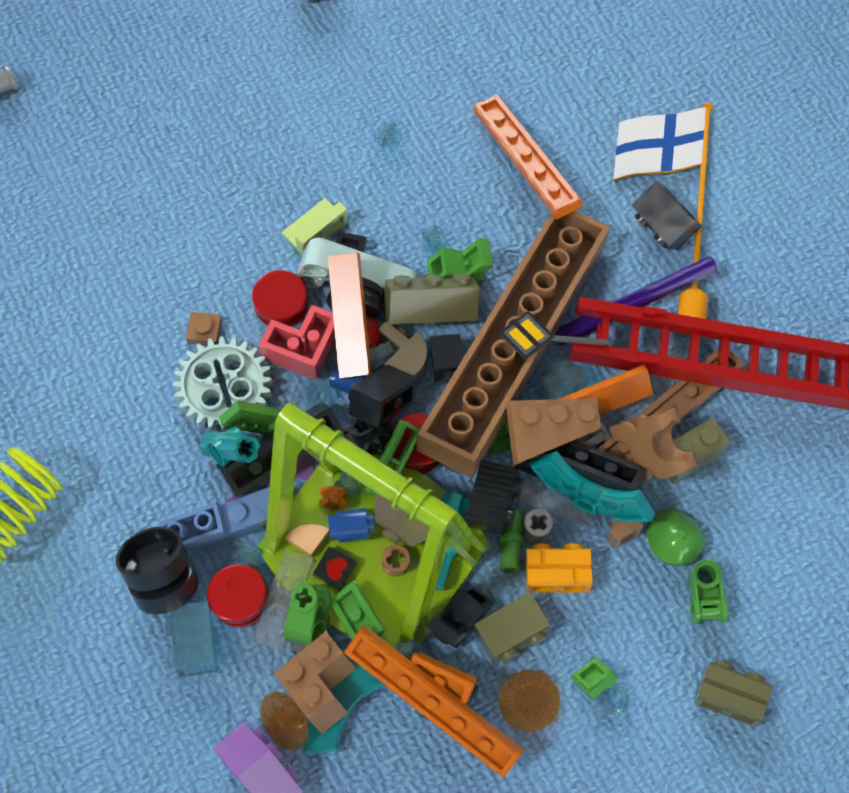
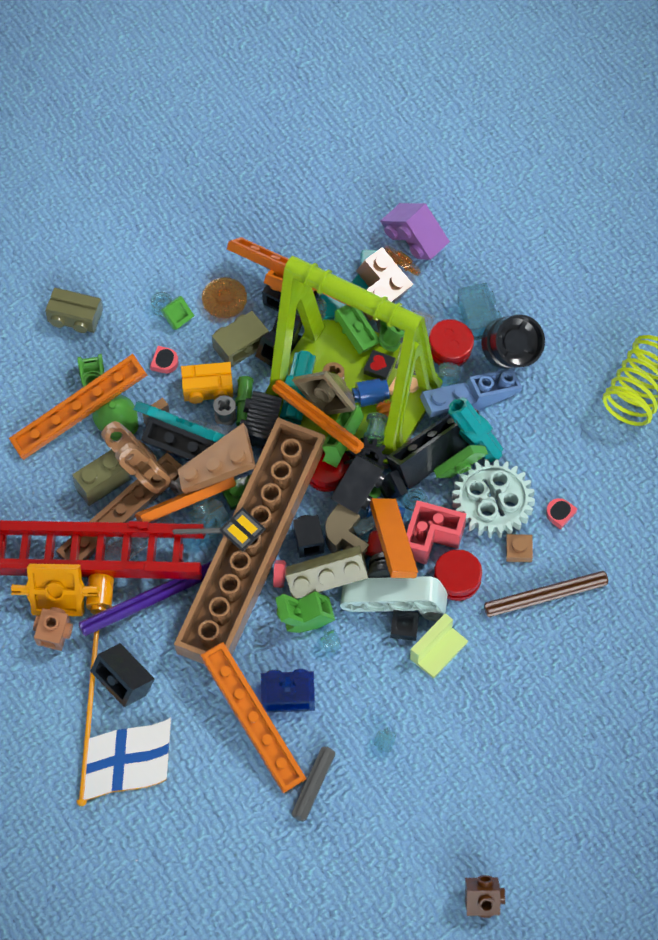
camera: 175 degrees right, 5 degrees down
(147, 366) = (560, 512): none -> tile
(184, 273) = (545, 593): none -> axle
(338, 403) = (393, 486): none -> black plate
(418, 459) = (318, 416): none -> orange axle
(466, 101) = (313, 784): none -> dark grey axle
(484, 311) = (279, 573): none -> coral tile
(486, 188) = (298, 699): none -> clear blue brick
(611, 613) = (164, 360): none -> tile
(722, 539) = (78, 406): none -> orange tile
(743, 308) = (55, 587): none -> light orange plate
(746, 271) = (52, 628): none -> nougat brick

